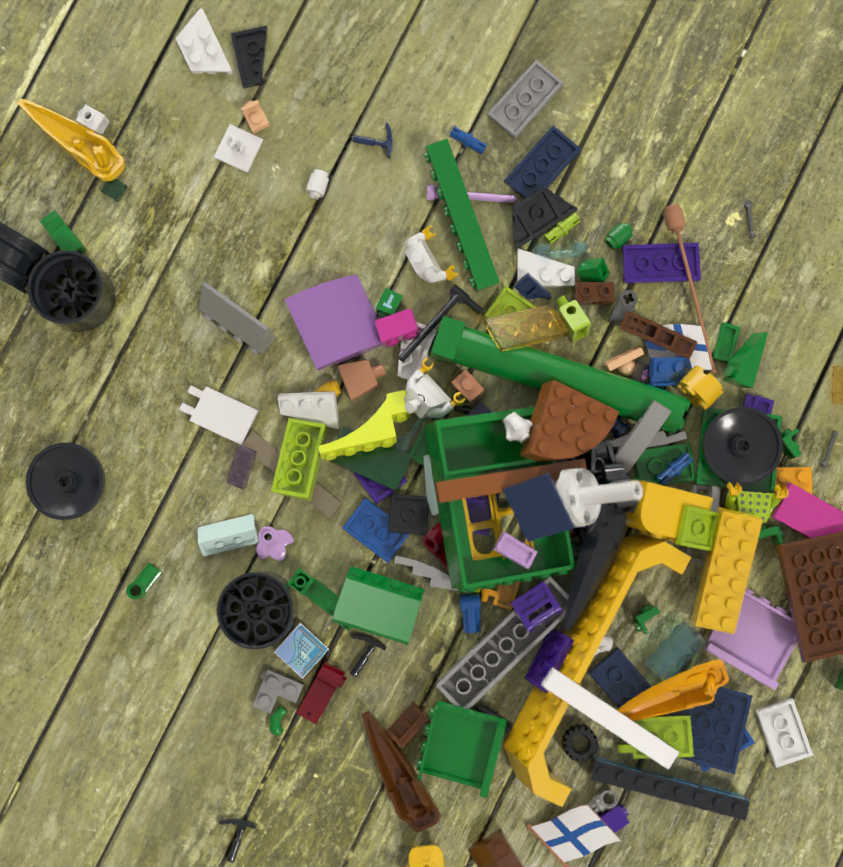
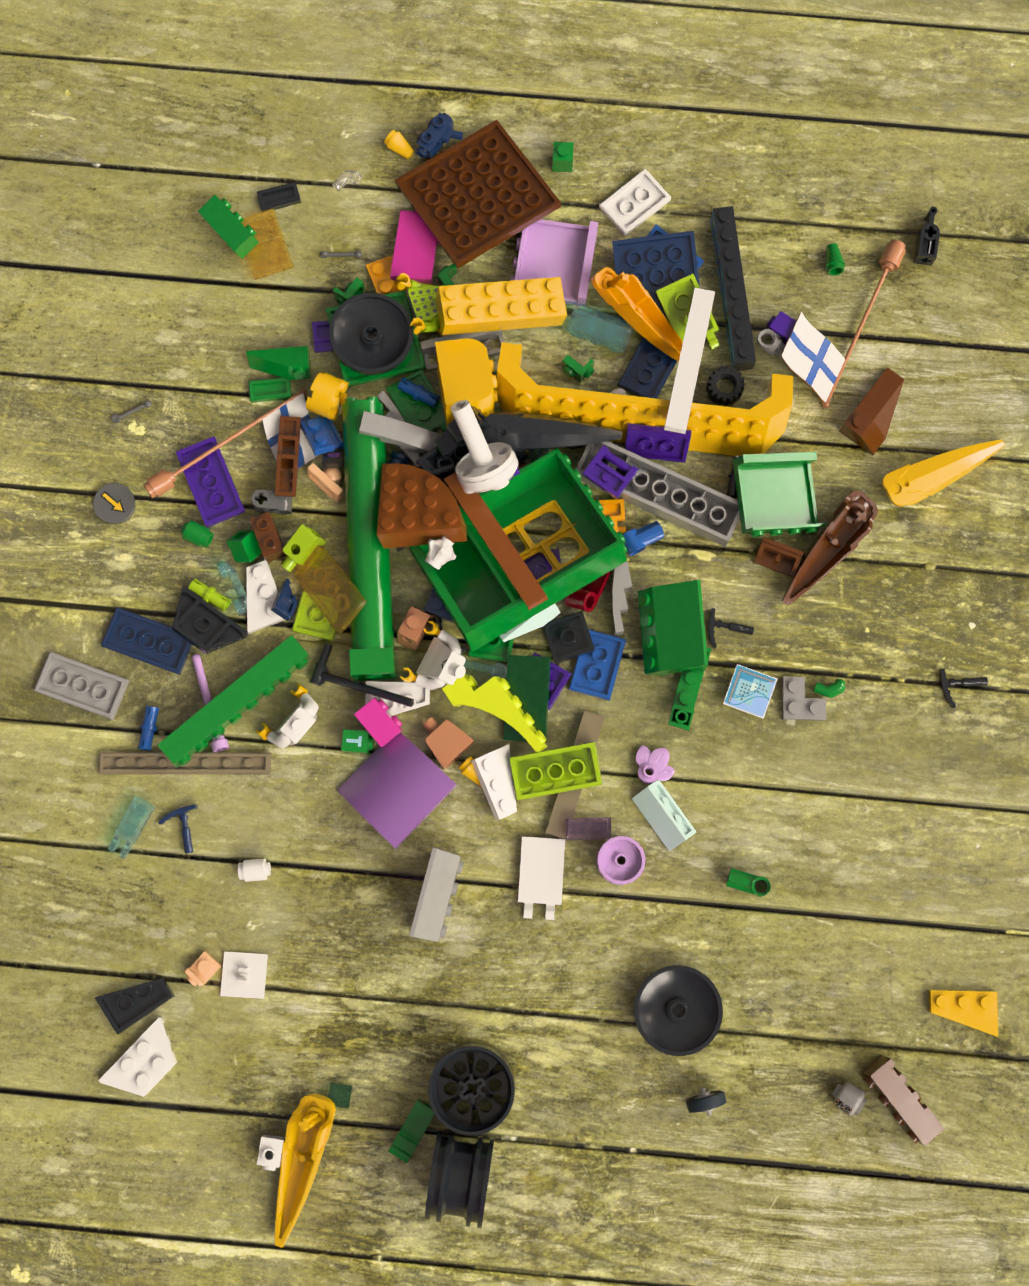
camera: 110 degrees left, 5 degrees down
(199, 472) = (633, 864): none -> lavender wheel
(288, 610) = (699, 767): black wheel -> none
(321, 692) = (782, 656): dark red door -> none
(393, 100) = (131, 825): none -> clear light blue hinge
(421, 174) = (201, 763): none -> dark tan tile
(515, 550) = (563, 510): lavender tile -> none
(538, 507) = (512, 499): dark blue piece -> none
(672, 177) = (114, 503): none -> dark grey tile
(697, 528) = (471, 345): lime tile -> none

